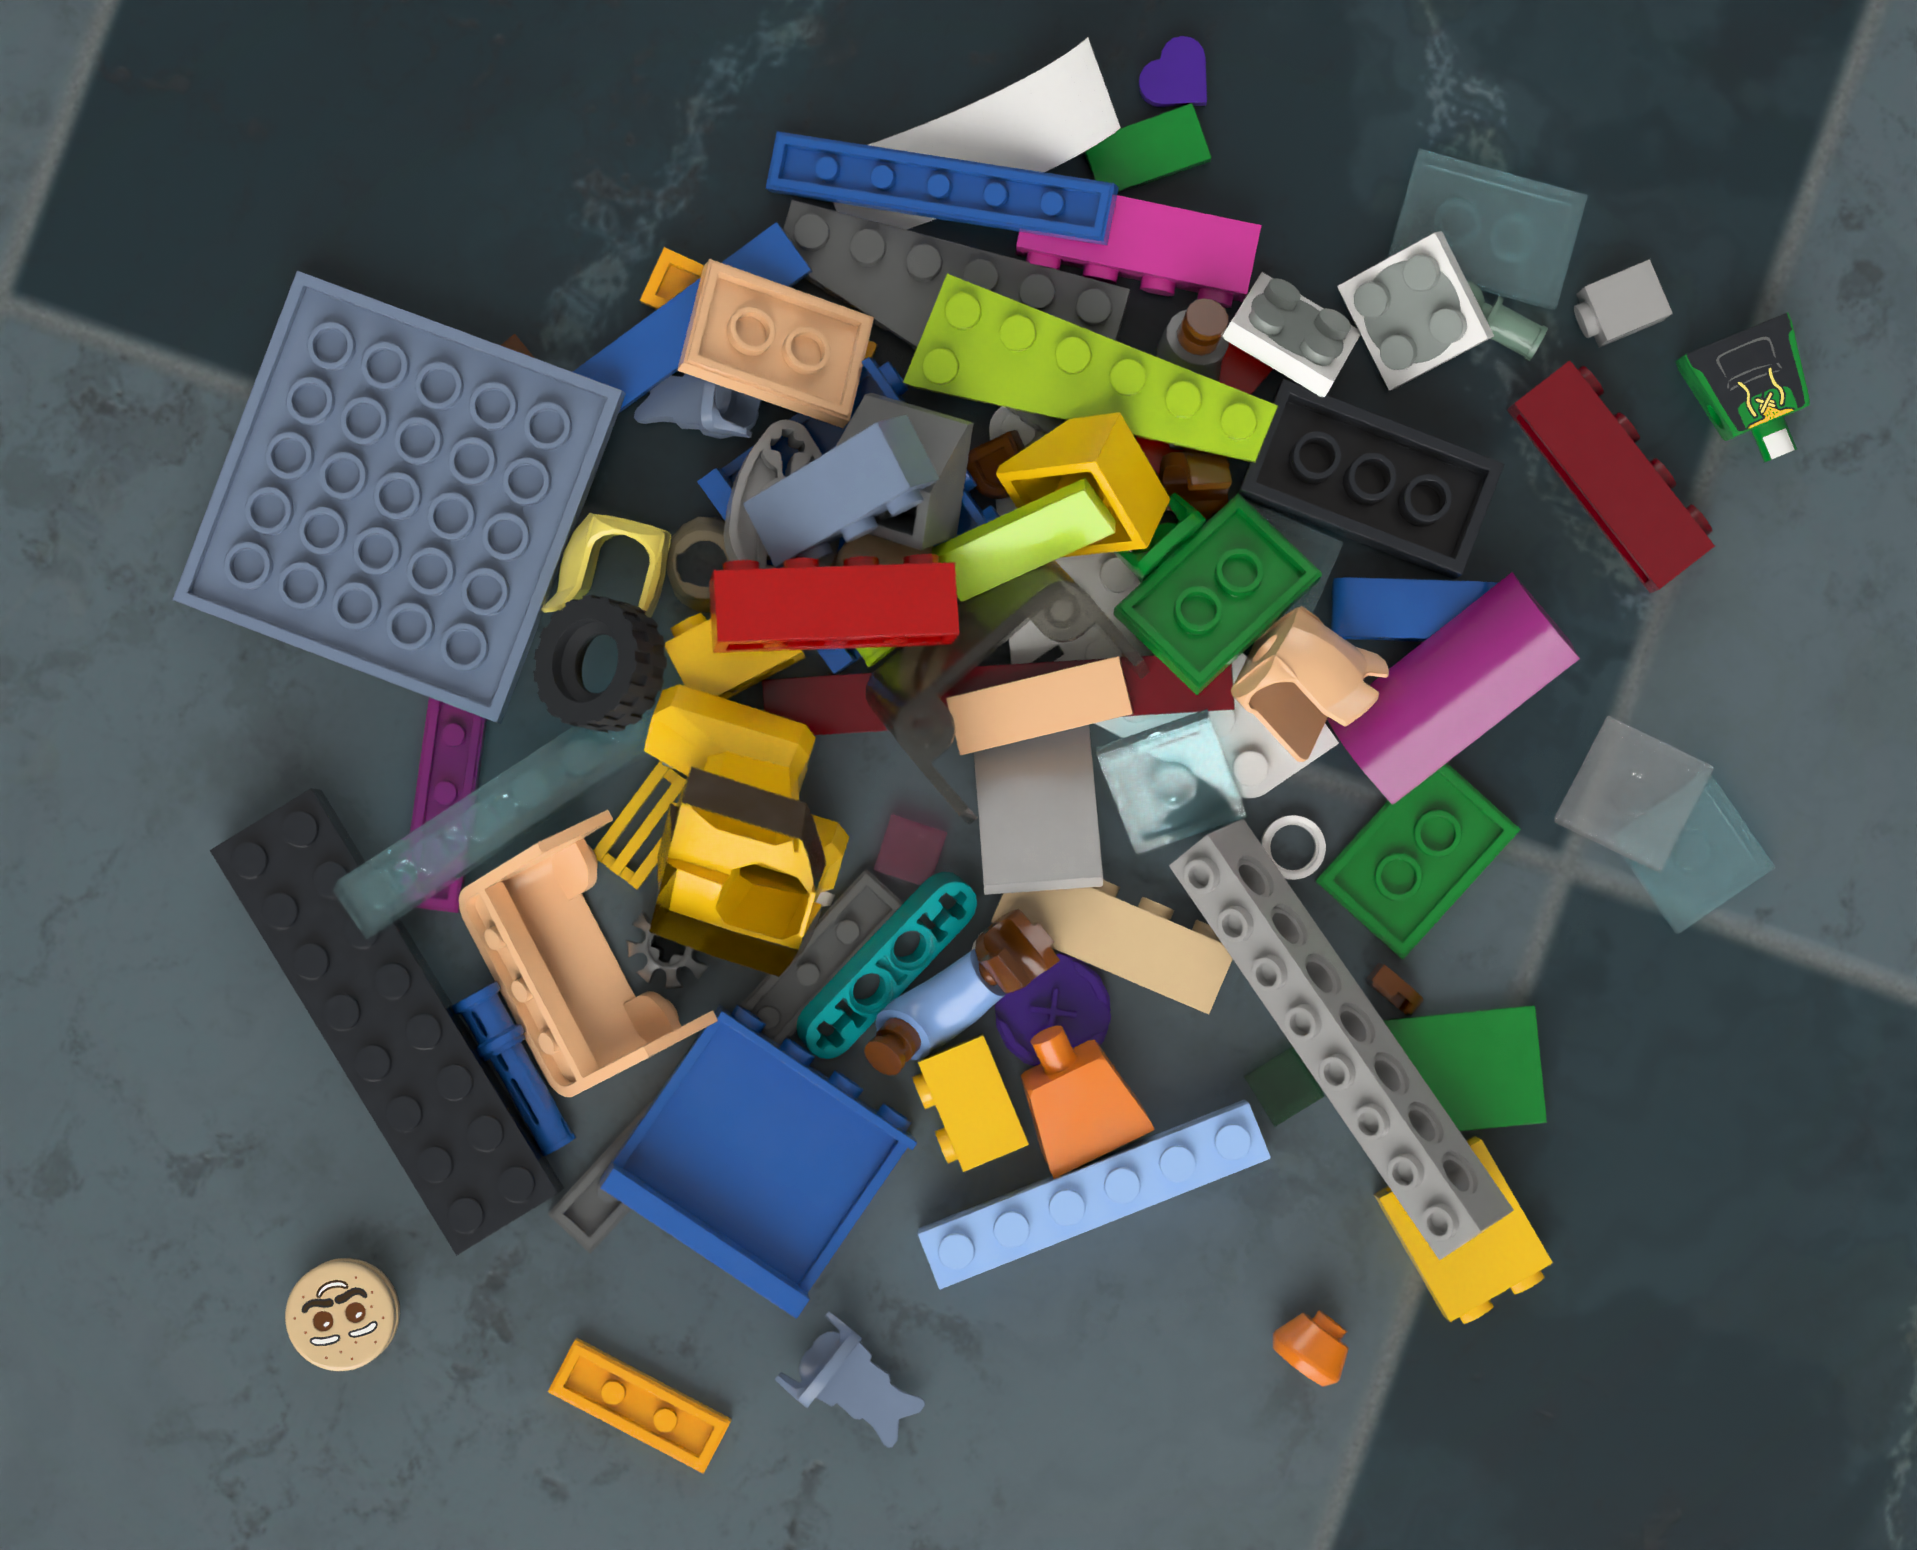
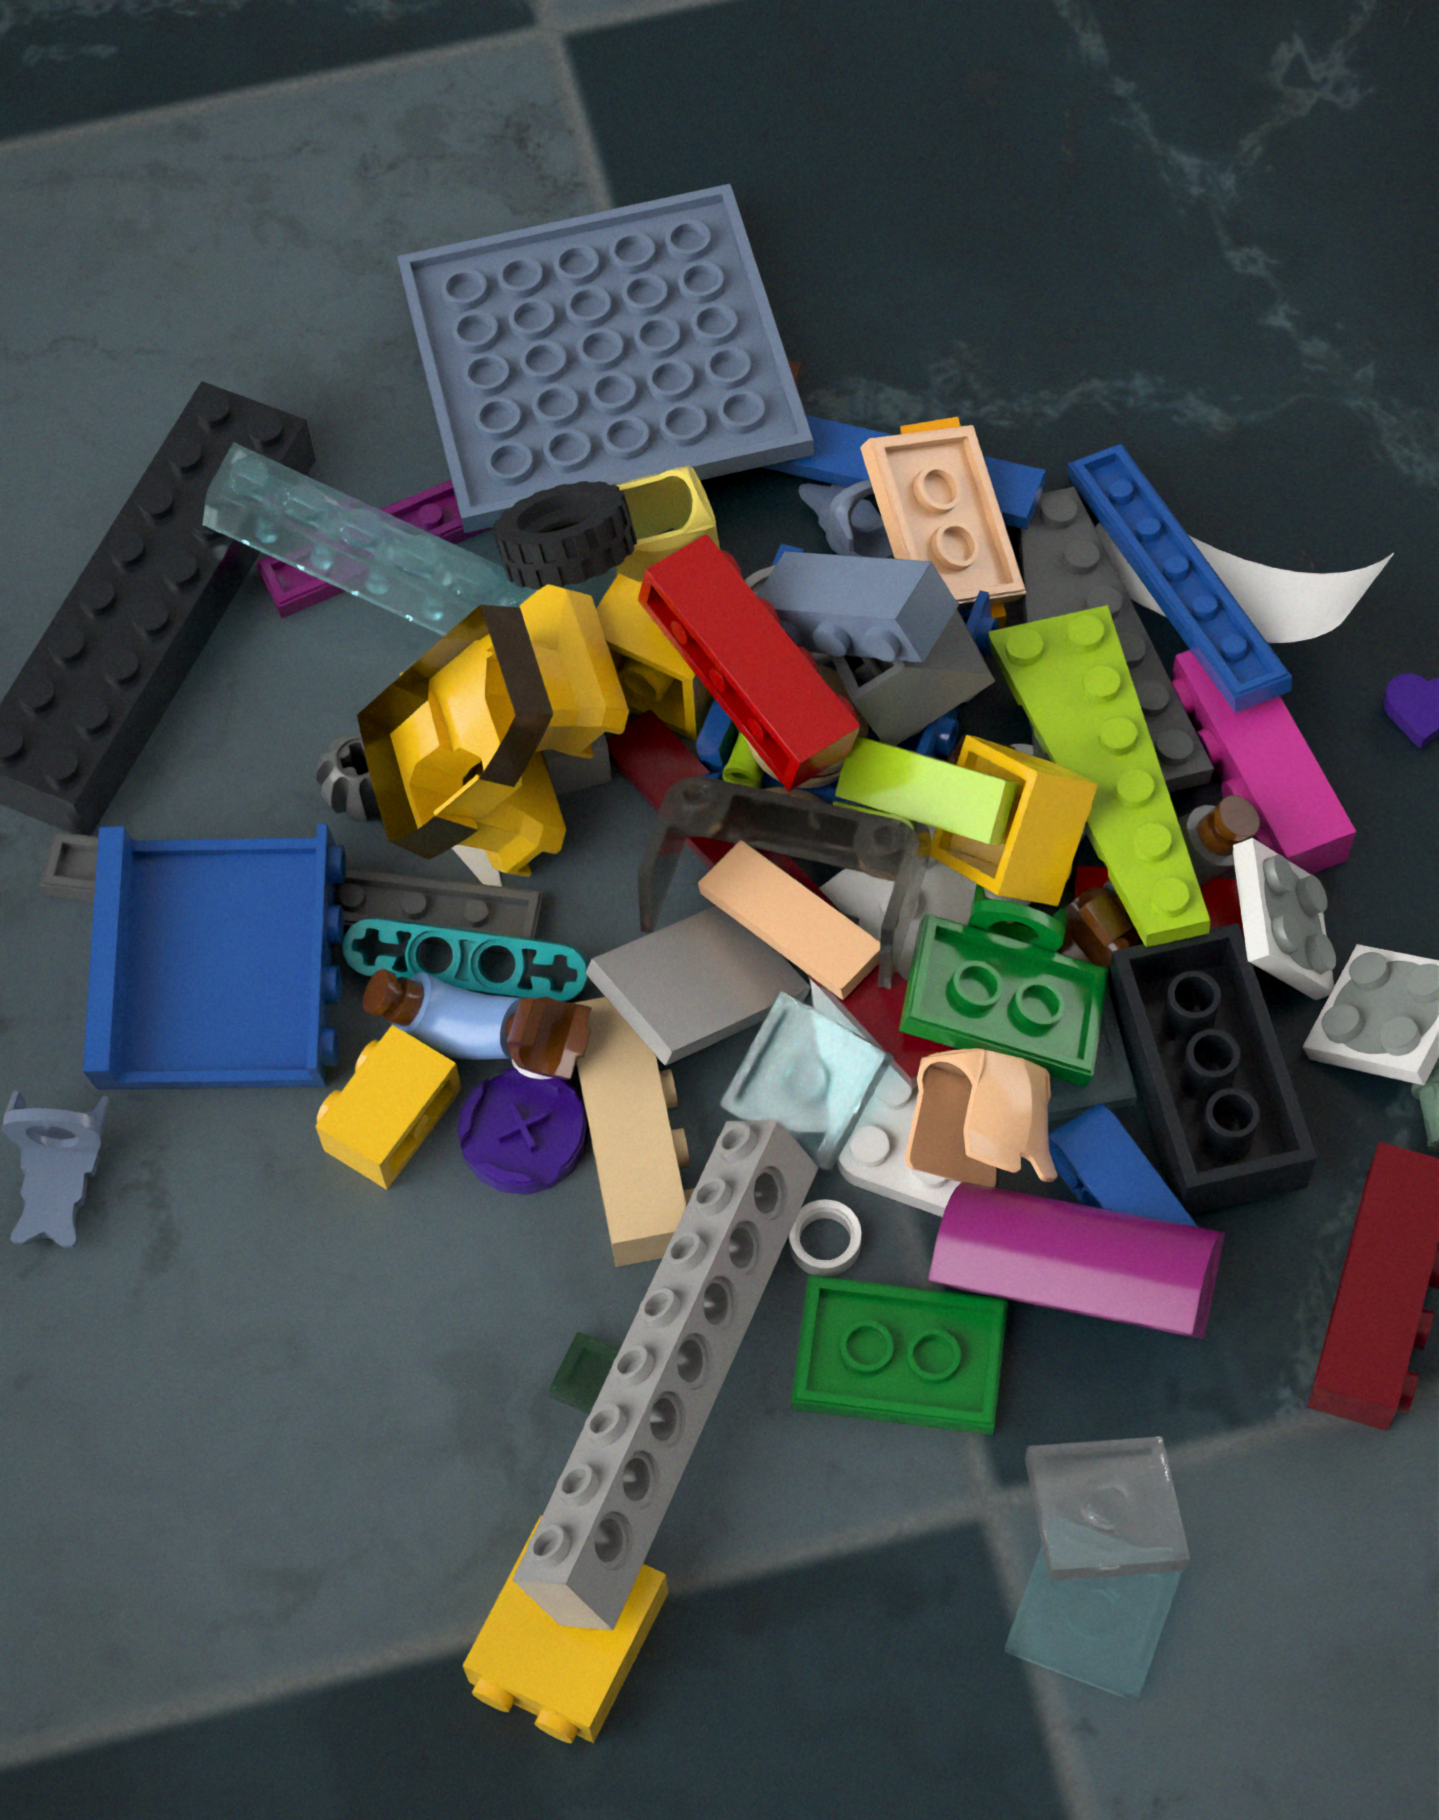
camera: 60 degrees right, 25 degrees down
(501, 1043) = (183, 707): blue pin -> none
(560, 968) = (296, 696): light nougat windscreen -> none
(910, 850) = (586, 919): clear pink tile -> none
(1079, 1102) = (451, 1189): orange torso -> none
(1093, 1194) = (374, 1262): light blue brick -> none
(1150, 150) = (1345, 724): green tile -> none
(1313, 1347) = (353, 1561): orange cone -> none
(1394, 989) = (757, 1411): reddish brown tile -> none
(1478, 1064) = (734, 1538): green tile -> none

